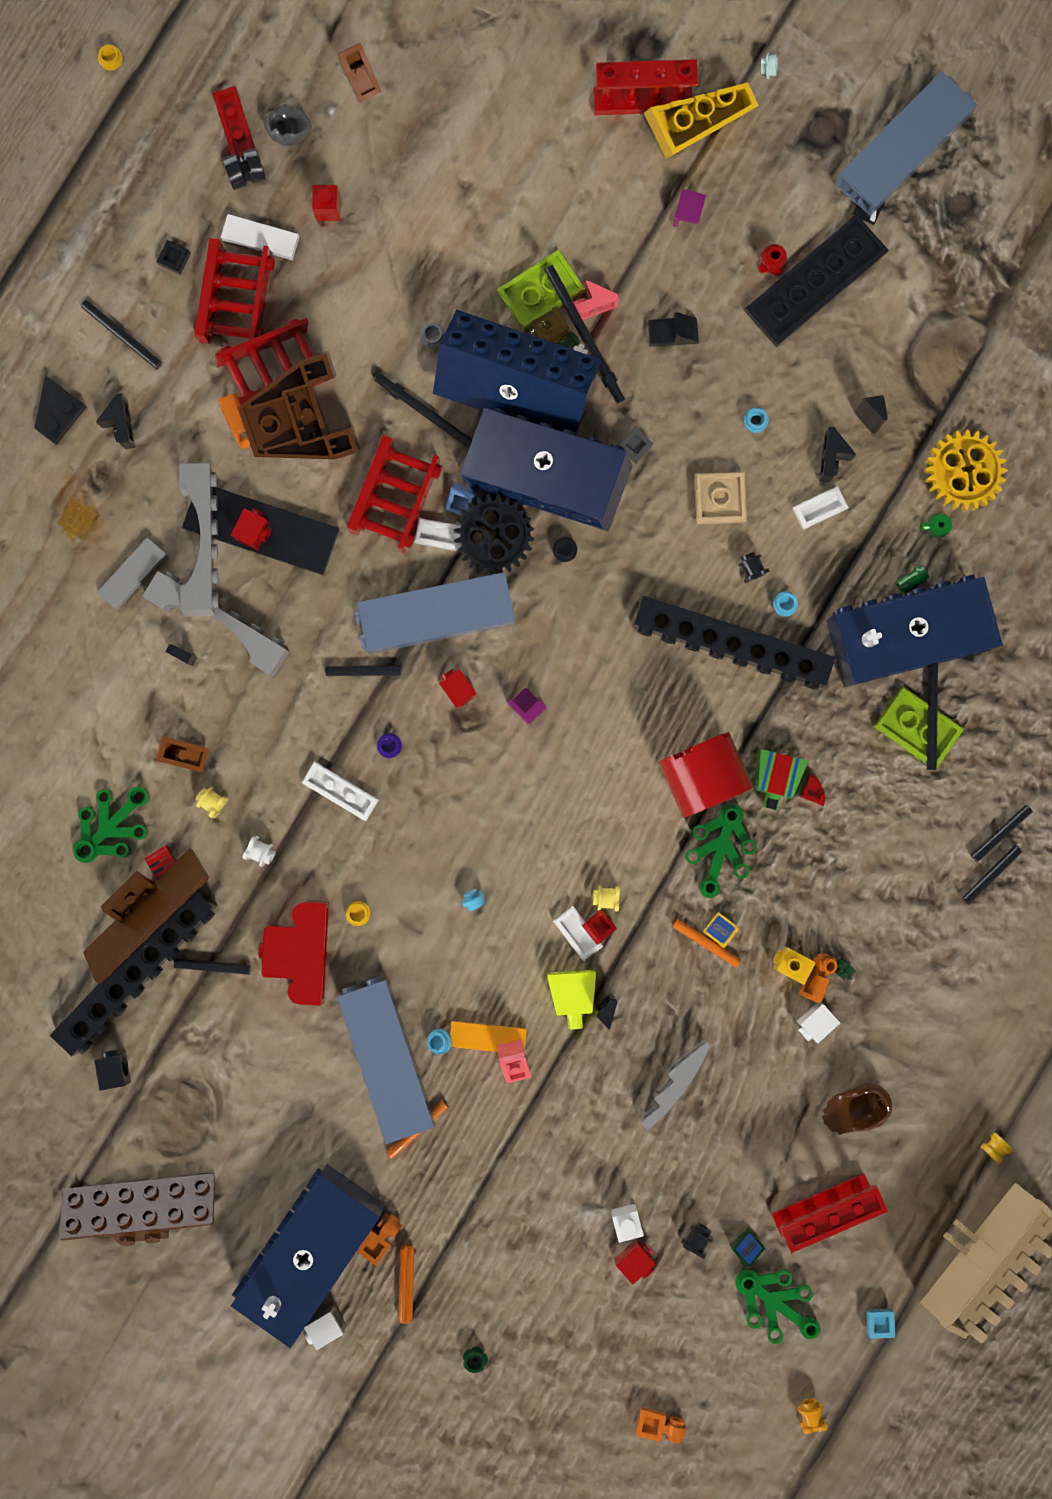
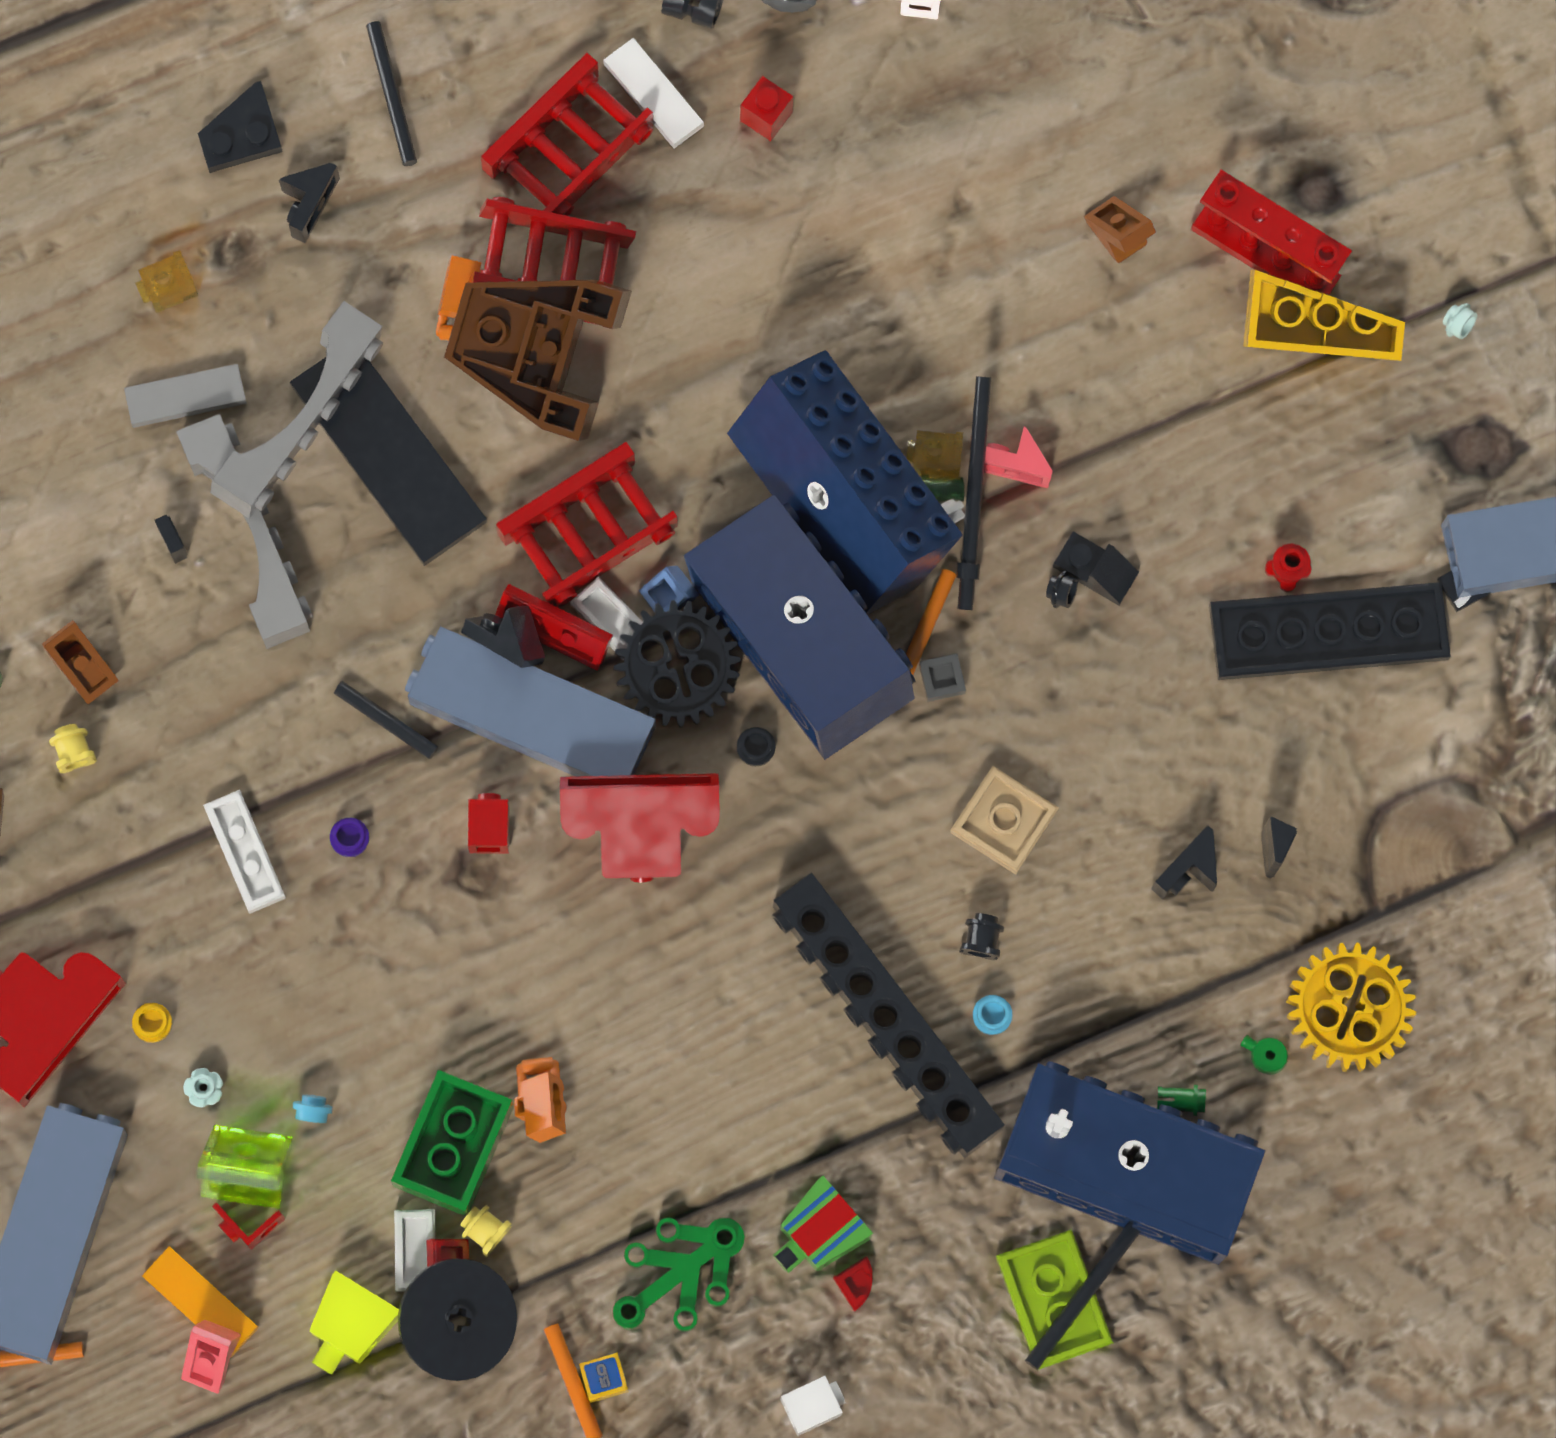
camera: 30 degrees right, 10 degrees down
(173, 257) = (527, 44): black tile -> none
(251, 528) = (375, 443): red brick -> none
(259, 851) = (85, 854): white brick -> none
(398, 392) = (688, 402): black bar -> none
(398, 582) = (509, 637): none -> black slope
(404, 923) = (202, 1098): none -> light aqua plate
(415, 561) = (559, 628): none -> red tile
(432, 335) = (780, 358): light grey plate -> none
(439, 1041) = (134, 1260): medium azure plate -> none
(460, 953) = (244, 1166): none -> clear neon green bracket
(478, 990) = (233, 1231): none -> red bracket
(527, 706) = (562, 911): magenta panel -> none
(532, 292) = (942, 398): lime tile -> none
(535, 629) = (640, 818): none -> brick
(558, 138) = (1120, 228): none -> dark orange slope
(560, 867) = (452, 1143): none -> green brick
(587, 811) = (540, 1099): none -> orange piece
(605, 415) = (930, 617): none -> orange bar
(606, 1010) = (377, 1370): black slope -> none
(610, 946) = (473, 1346): none -> black piece
(664, 355) = (1062, 590): none -> black plate
(689, 207) = (1225, 426): magenta panel -> none
(705, 774) = (724, 1153): red brick -> none
(761, 415) = (1126, 742): medium azure plate -> none
(820, 508) = (1127, 924): white tile -> none
(837, 868) = (813, 1404): none -> white brick

